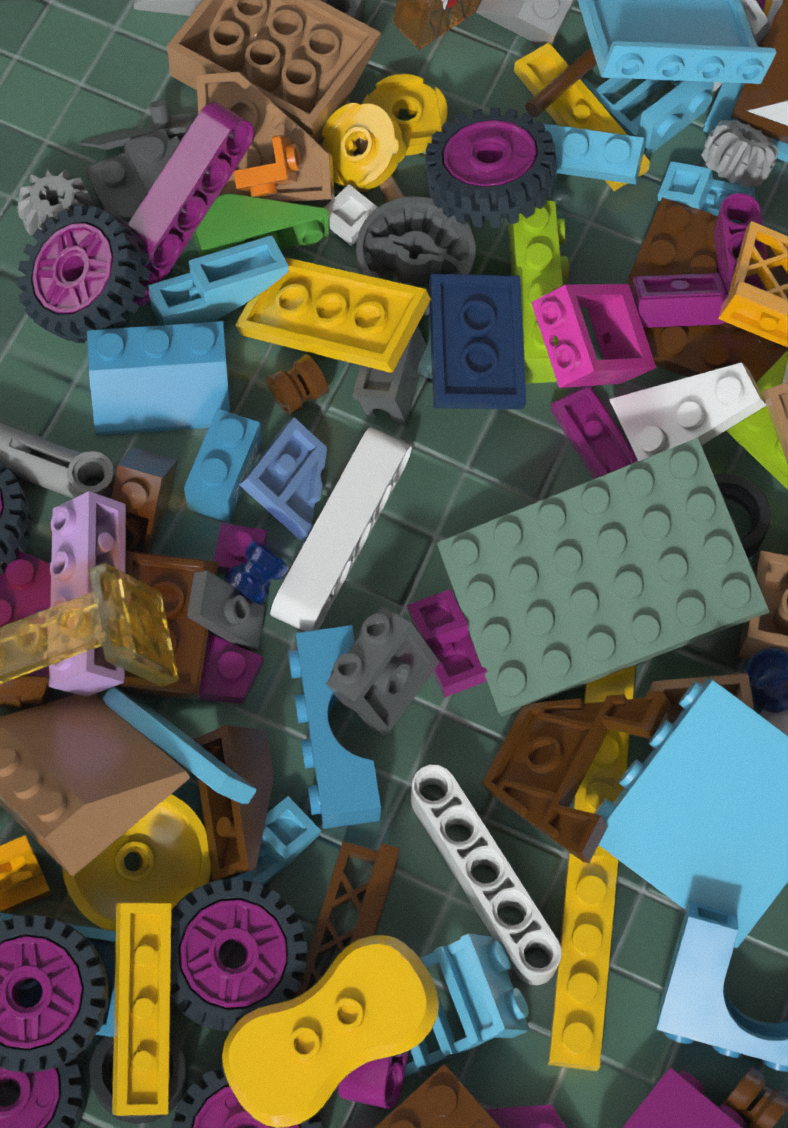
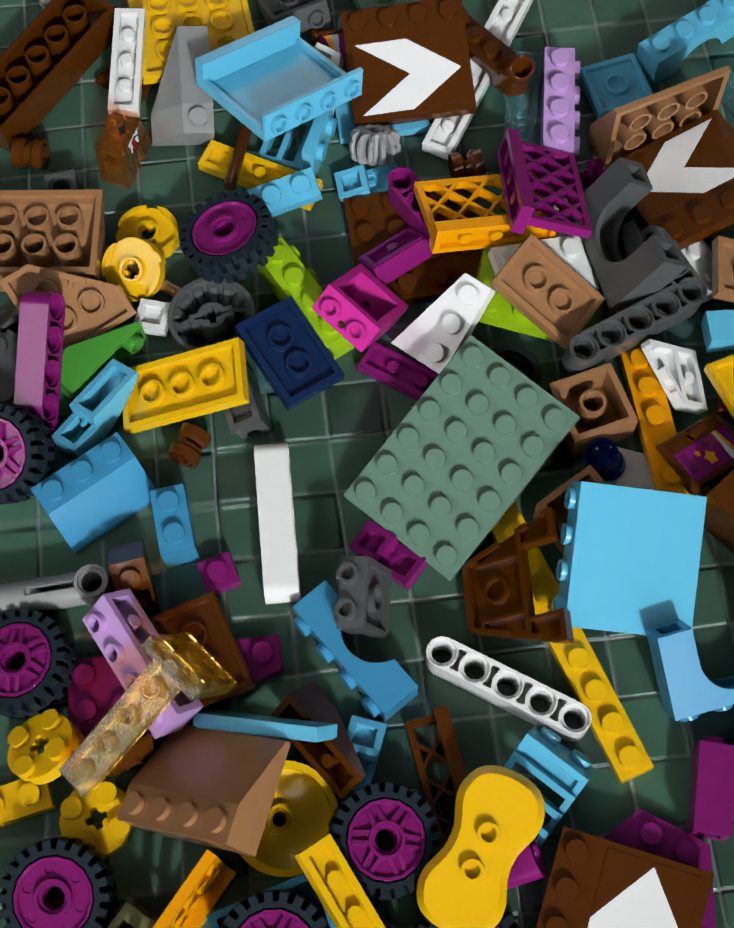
camera: 25 degrees left, 0 degrees up
(225, 611) = (237, 619): dark grey plate -> none
(254, 576) = (241, 582): clear blue wheel -> none
(264, 179) = (86, 324): orange bracket -> none
(289, 477) = (221, 509): medium blue wing -> none

